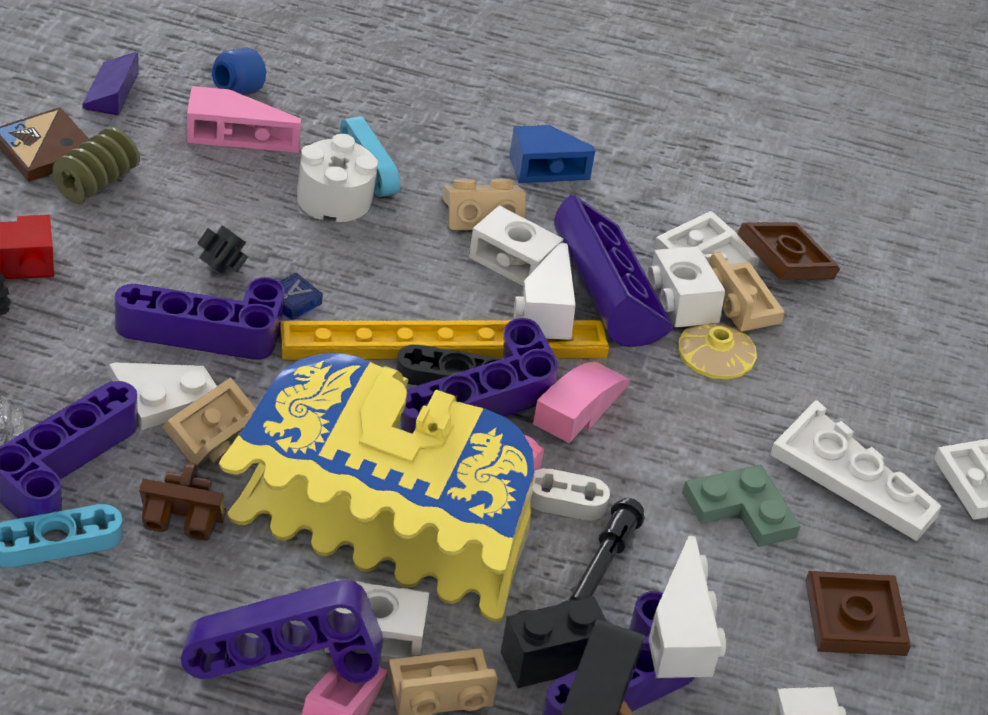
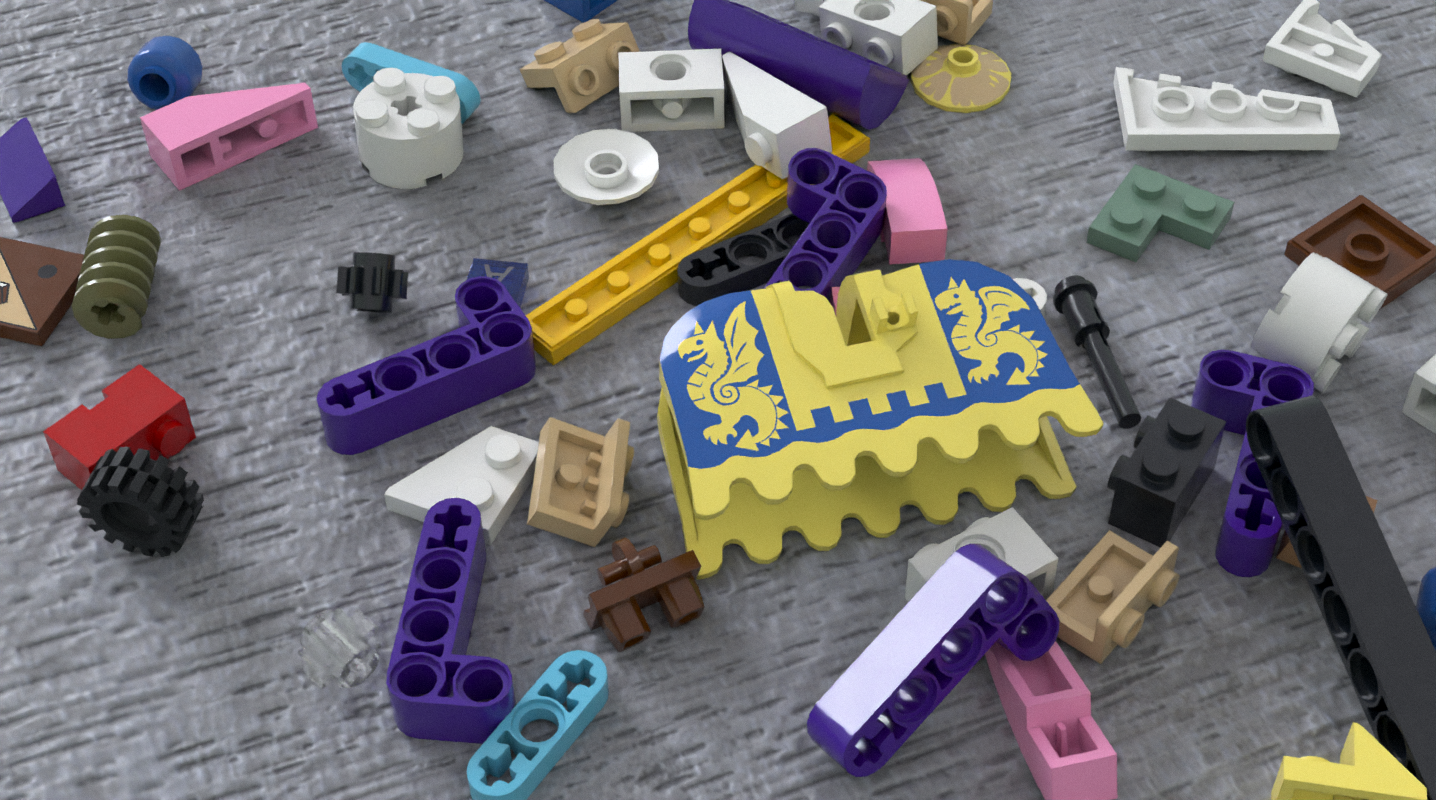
camera: 30 degrees left, 5 degrees up
(426, 267) = (606, 166): none -> white dish
(684, 627) = (1275, 350): white slope -> none
(758, 619) = (1318, 319): none -> white brick

